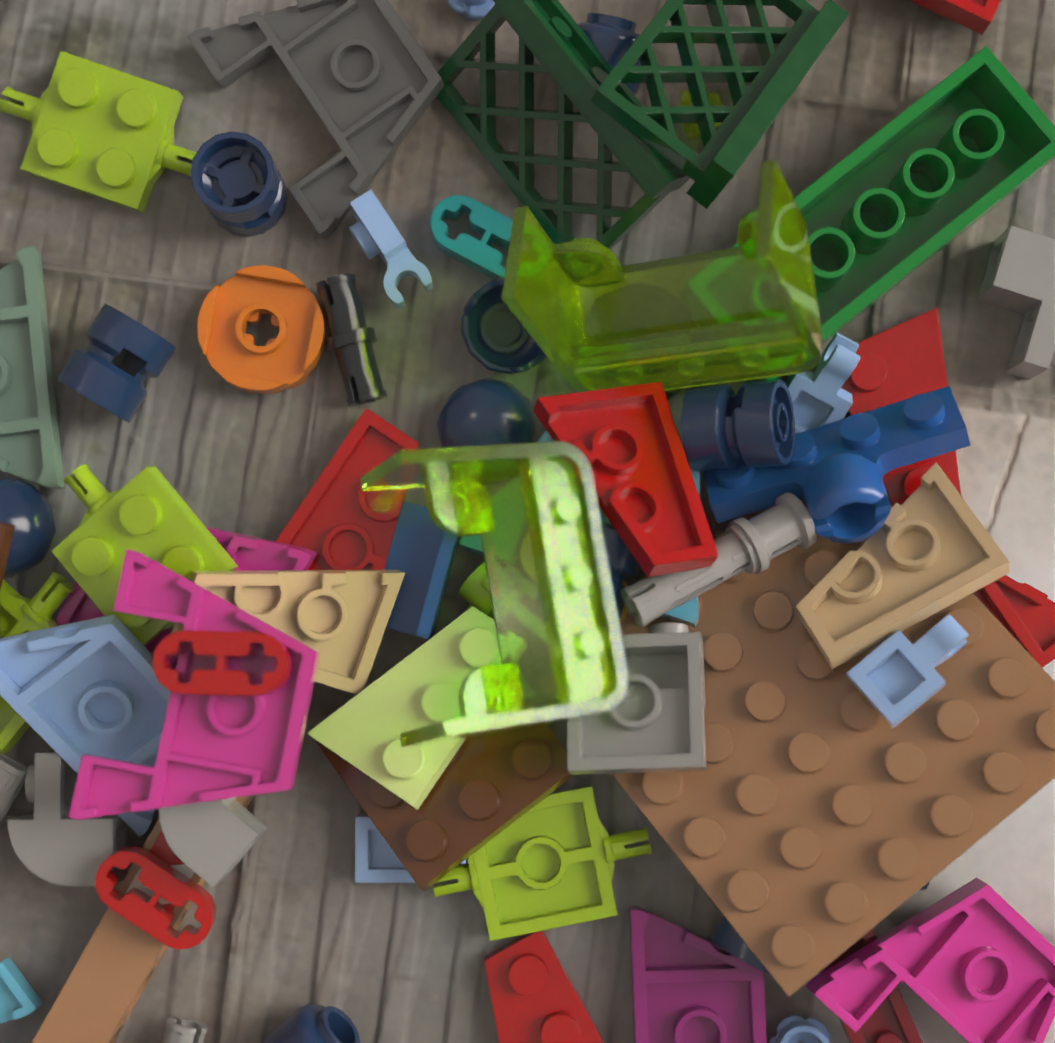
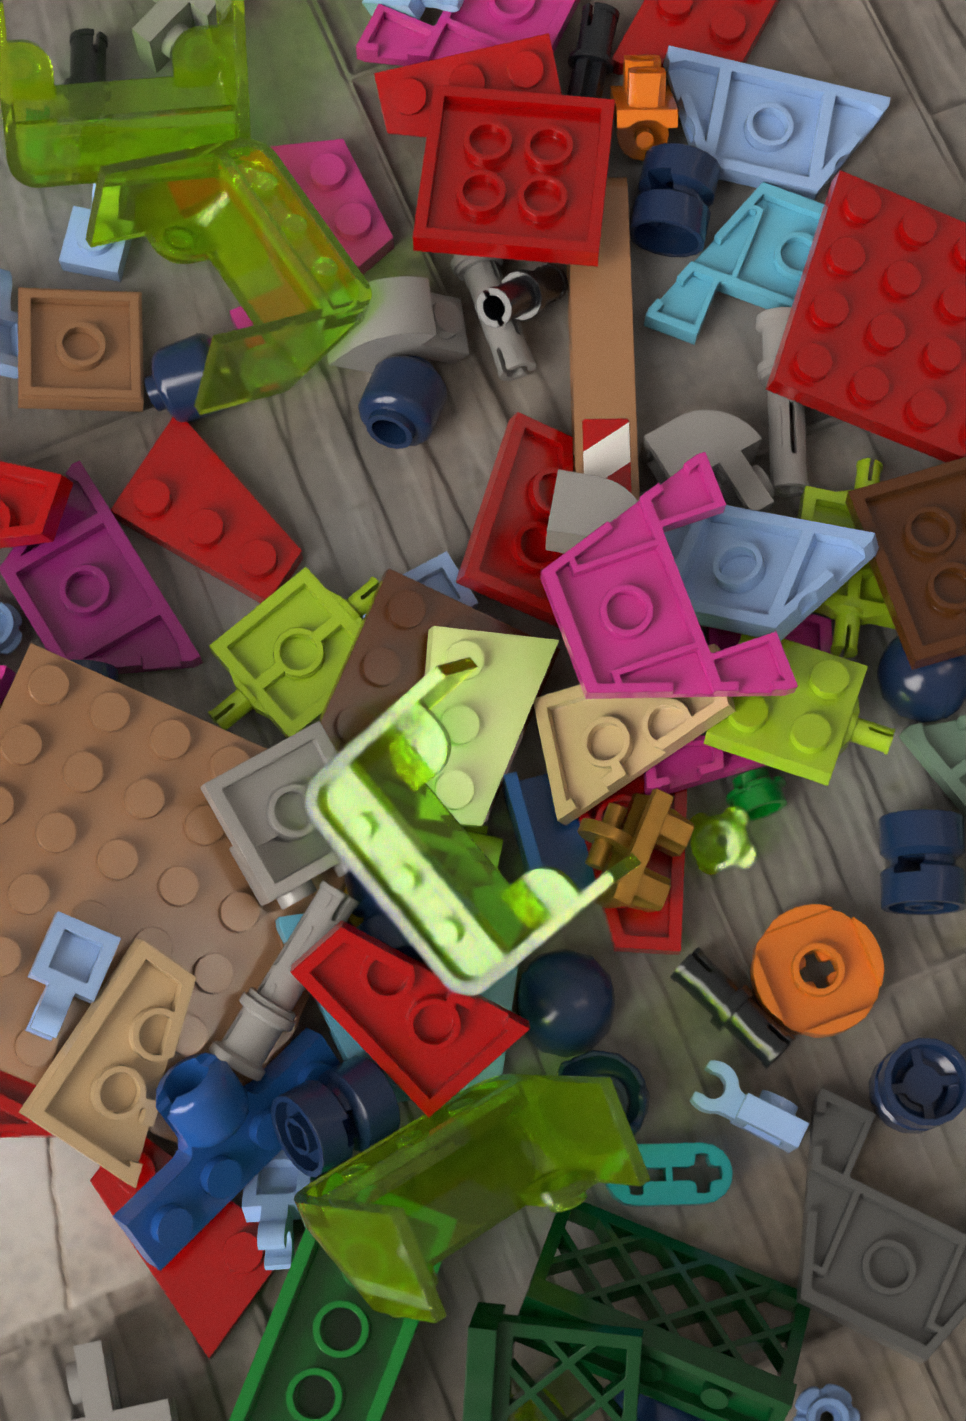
camera: 150 degrees right, 10 degrees down
(146, 910) = (608, 432): red beam -> none
(218, 506) = (757, 793): none -> green plate
(223, 646) = (650, 622): red beam -> none
(278, 874) = (512, 522): none -> red wing
(288, 478) = (705, 846): none -> clear neon green plate
(352, 517) = (636, 830): none -> pearl gold hips

